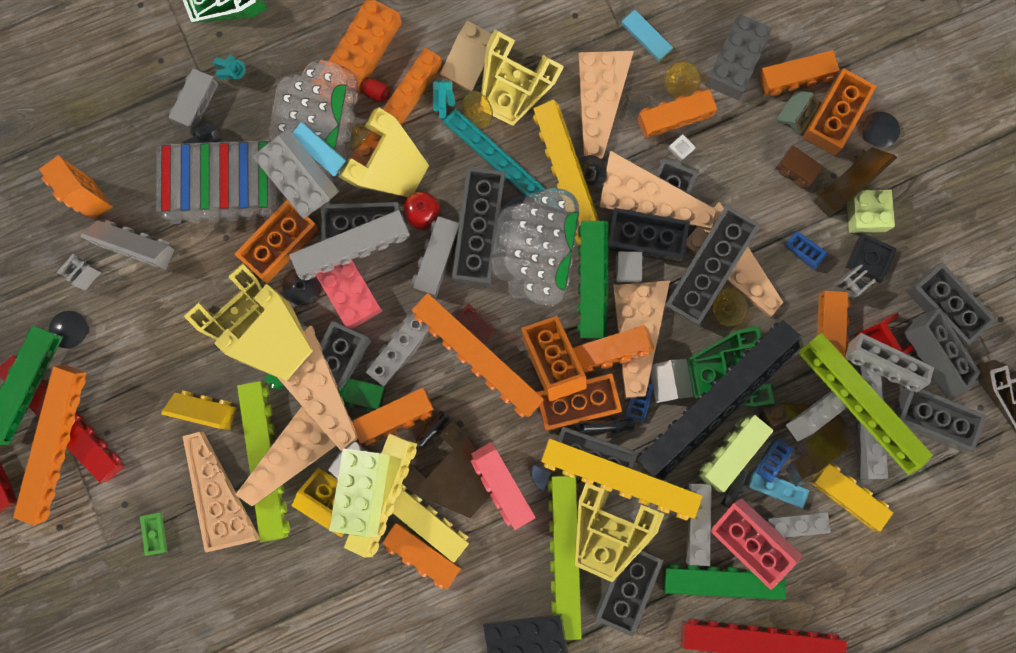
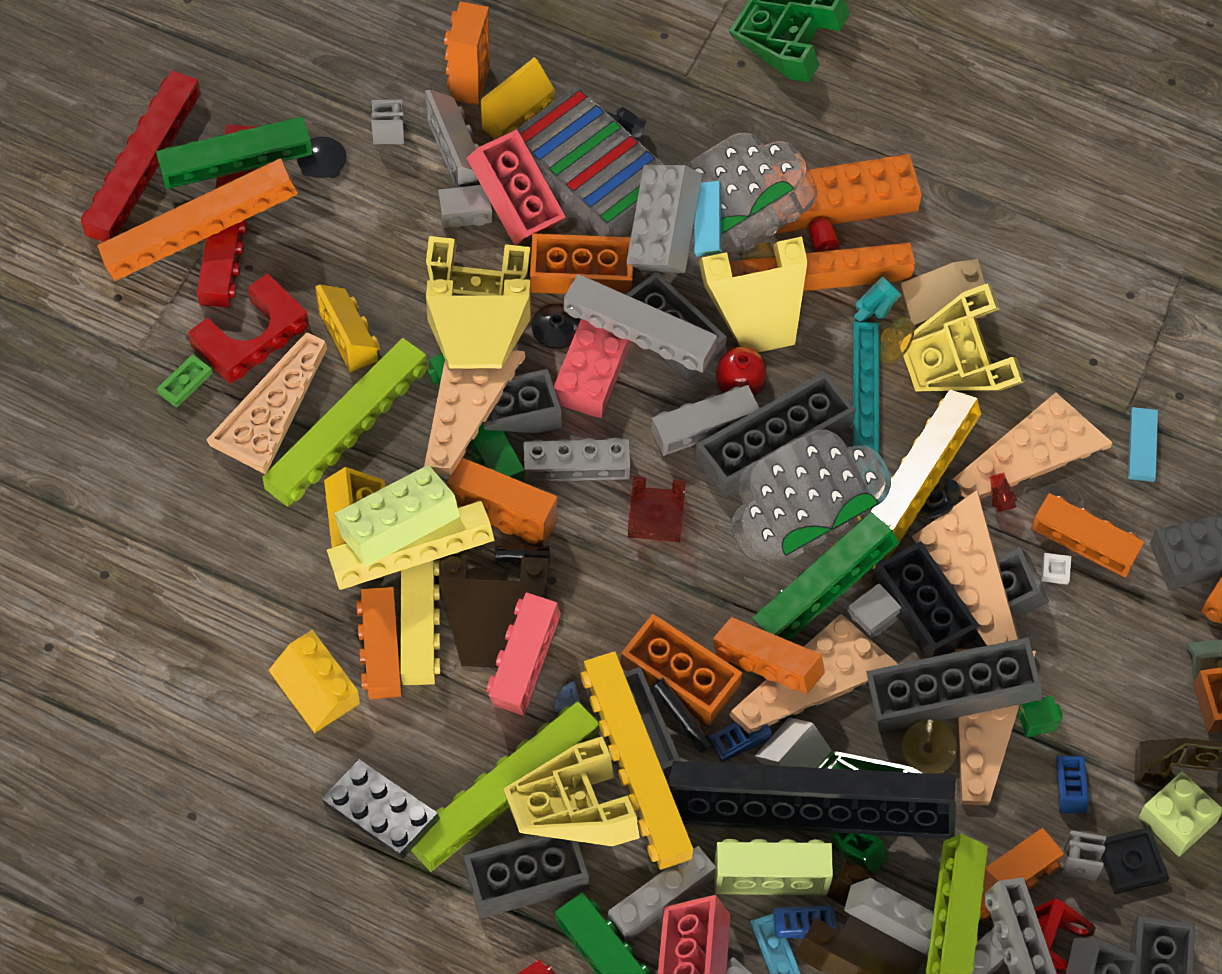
camera: 50 degrees right, 20 degrees down
(134, 185) = (516, 100): none -> yellow slope
(165, 491) = (236, 357): none -> red arch
(177, 274) = (464, 206): none -> light grey brick
(193, 99) = (653, 89): light grey brick -> none
(194, 237) = (515, 187): none -> coral brick
(229, 68) = (714, 94): teal rock -> none
(292, 452) = (380, 437): light nougat wing -> none
(415, 612) = (314, 682): none -> yellow slope
(481, 359) = (638, 527): orange brick -> none
(553, 358) = (703, 601): orange brick -> none
(617, 137) = (1002, 493): none -> clear red cone
(690, 81) = (1129, 496): clear yellow dish -> none
(734, 489) = (744, 905): black pin -> none
(762, 234) = (1039, 716): none -> green brick
(799, 167) = (1154, 702): reddish brown brick -> none

